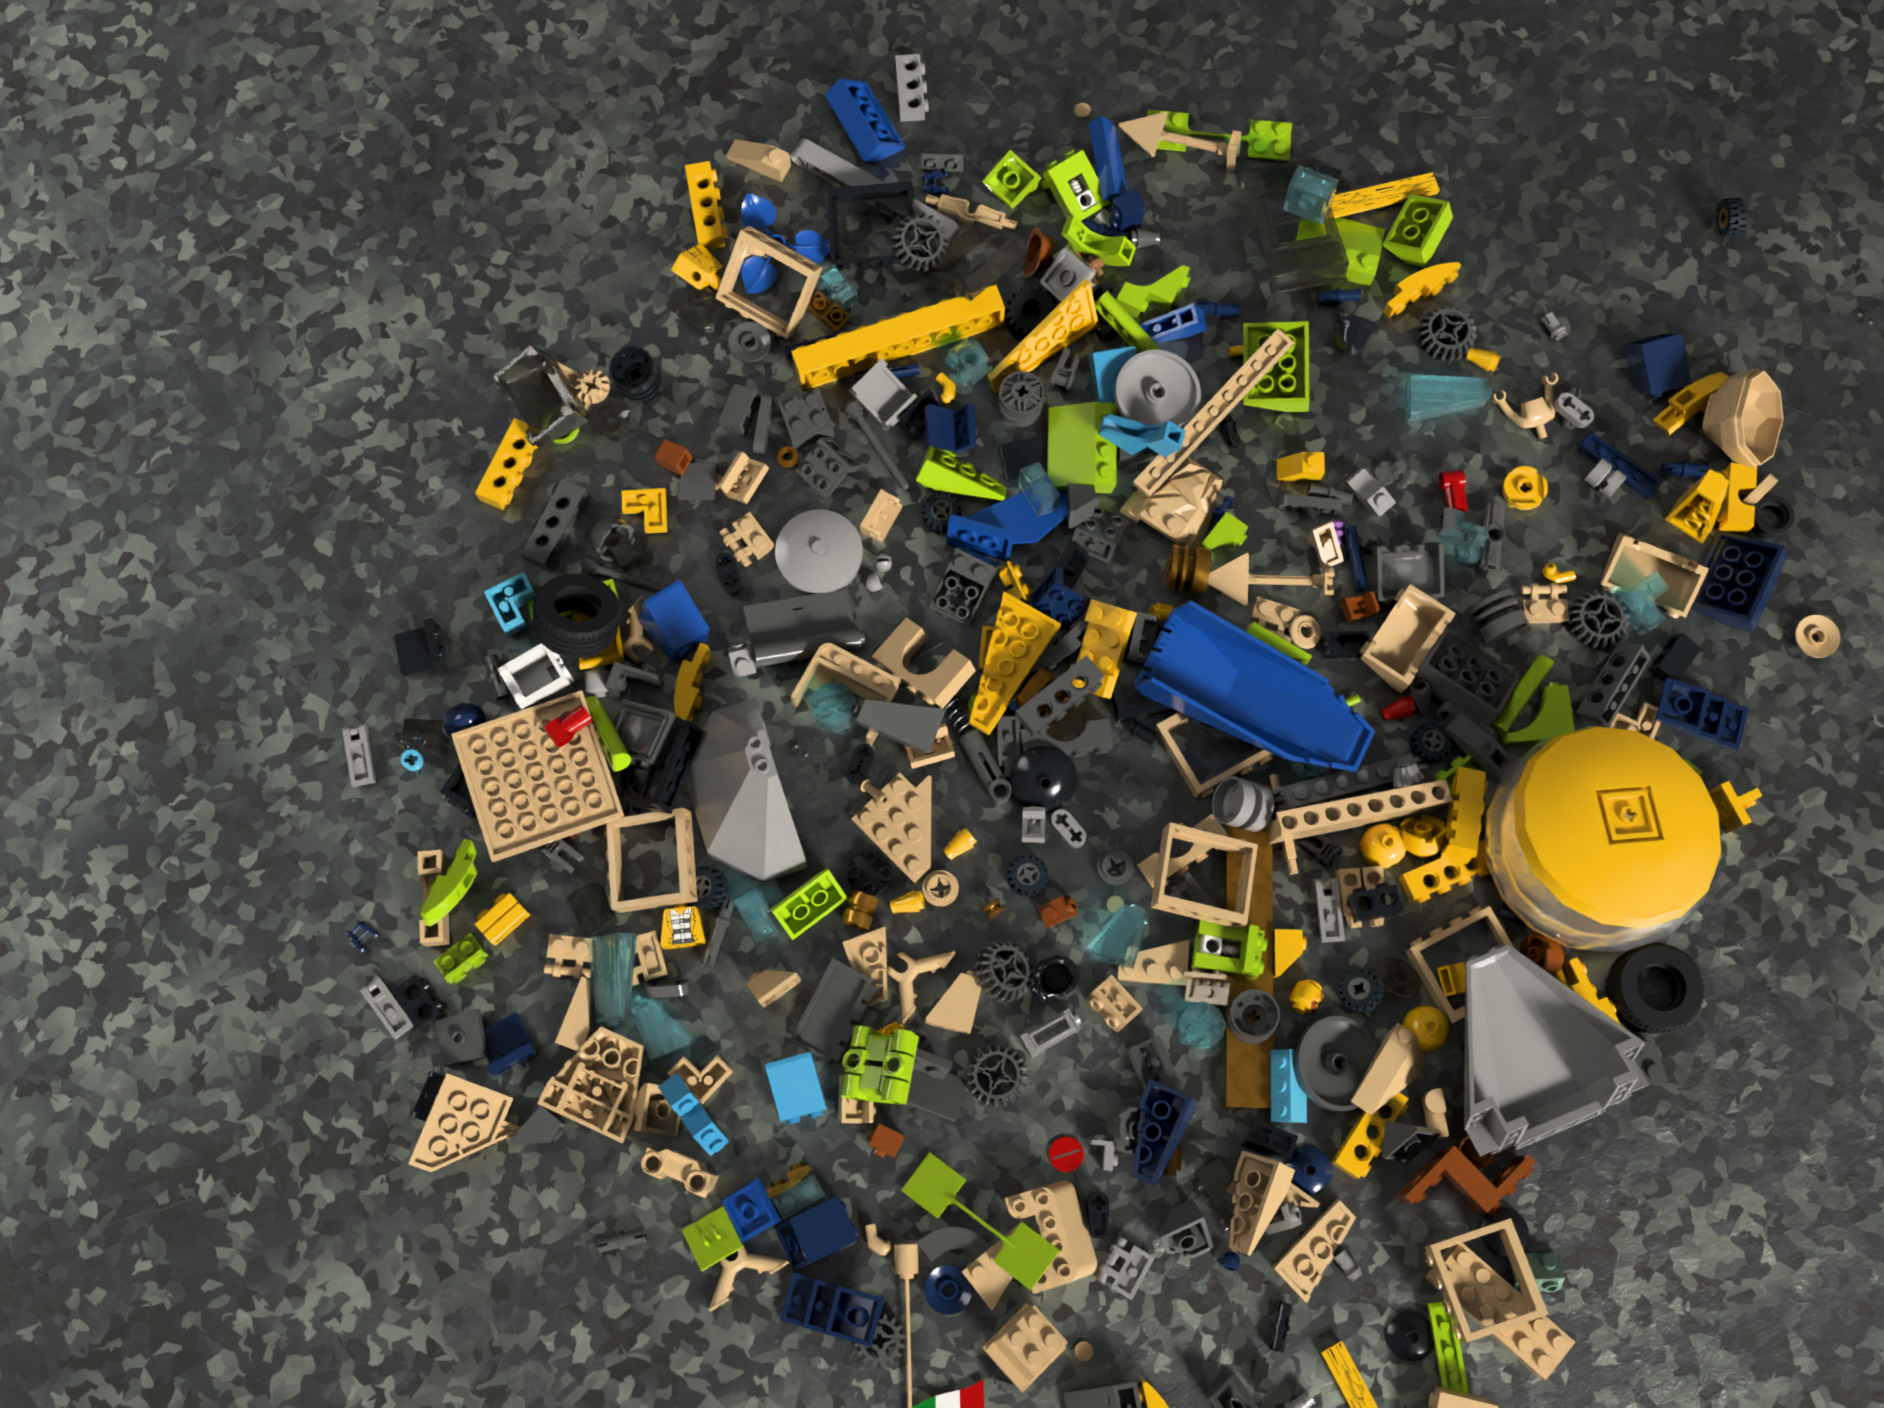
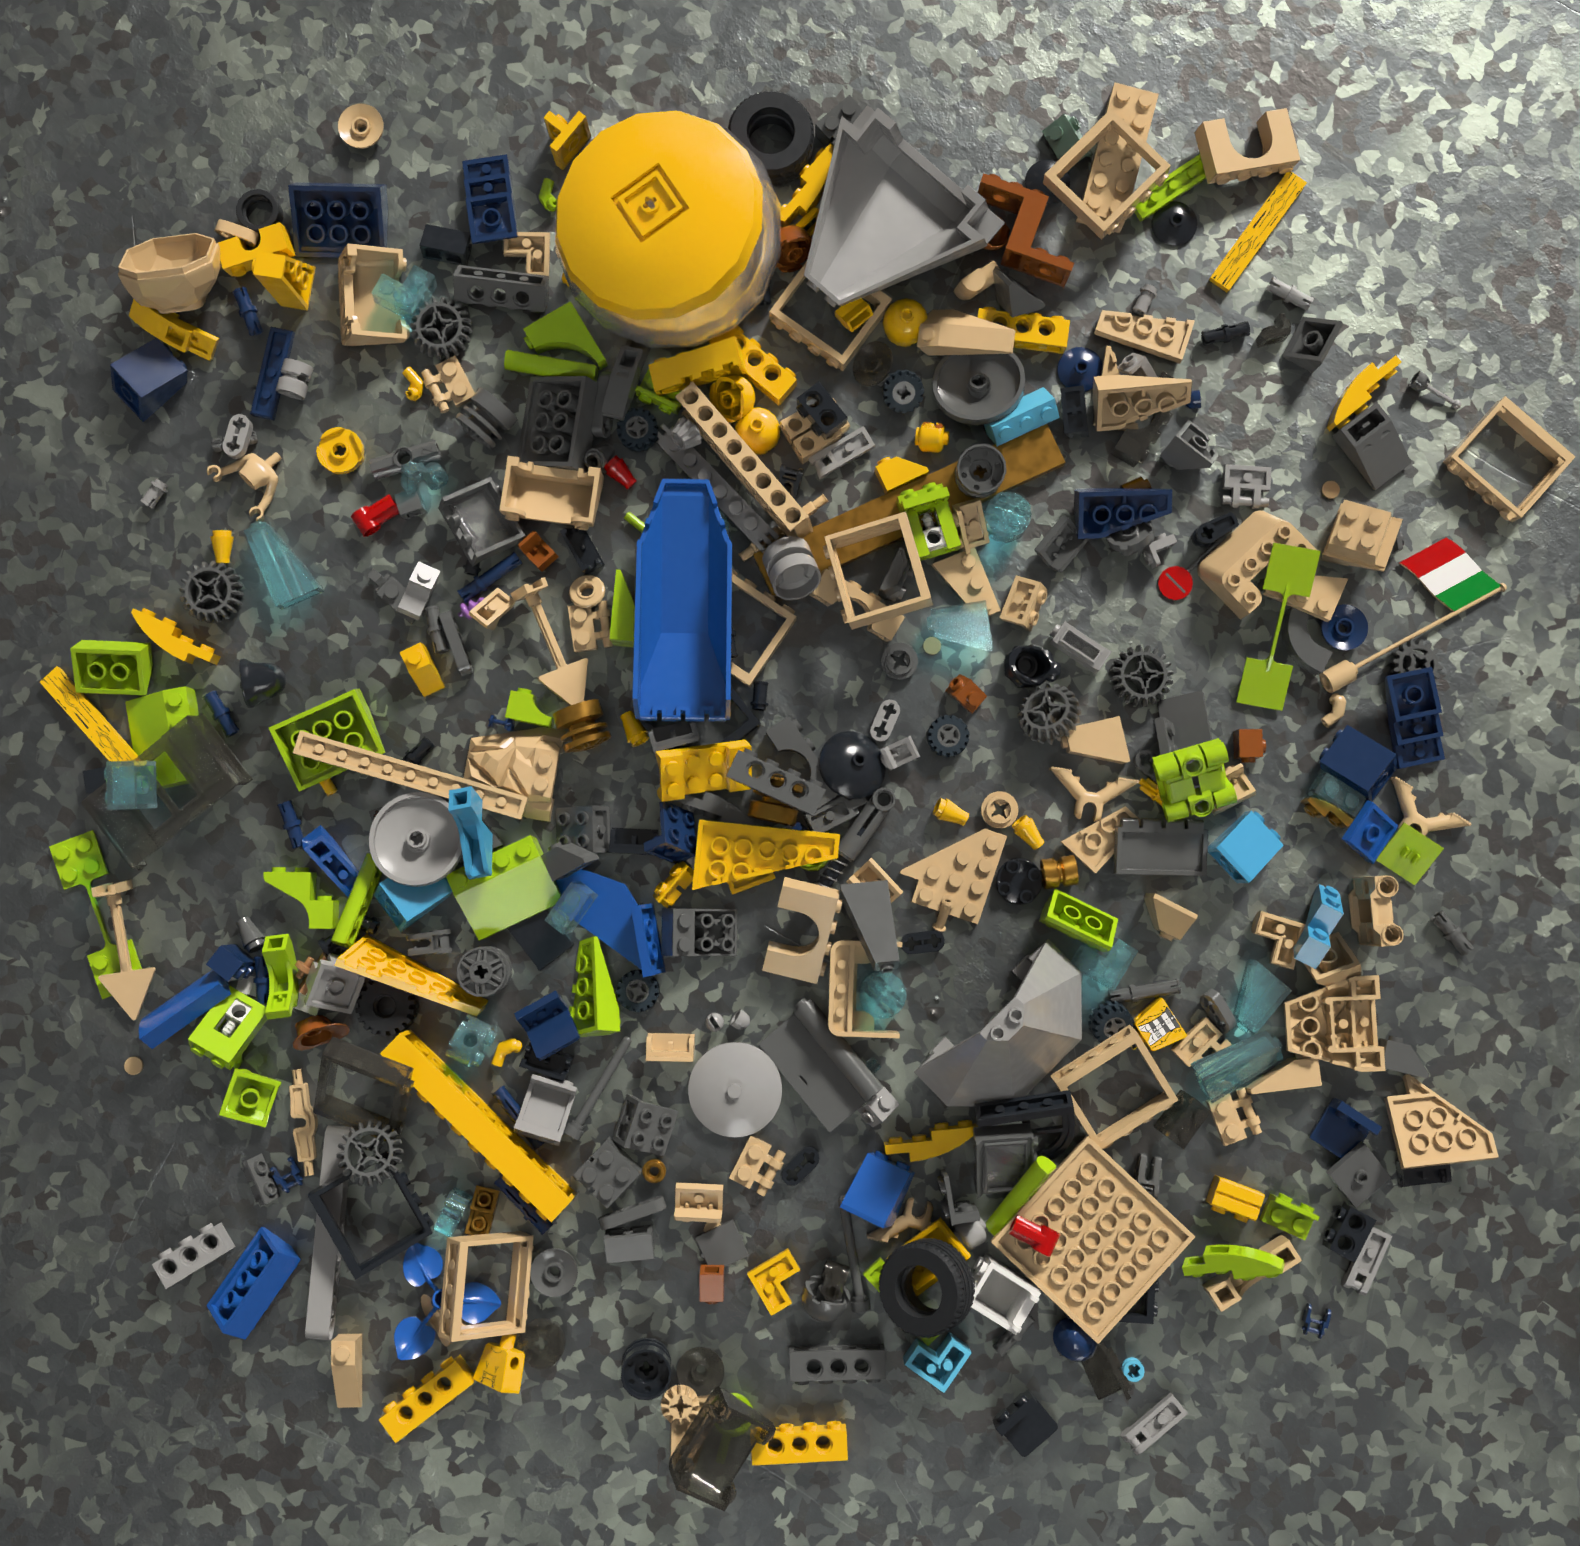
camera: 115 degrees left, 10 degrees up
(993, 908) = (994, 752): pearl gold bush -> none

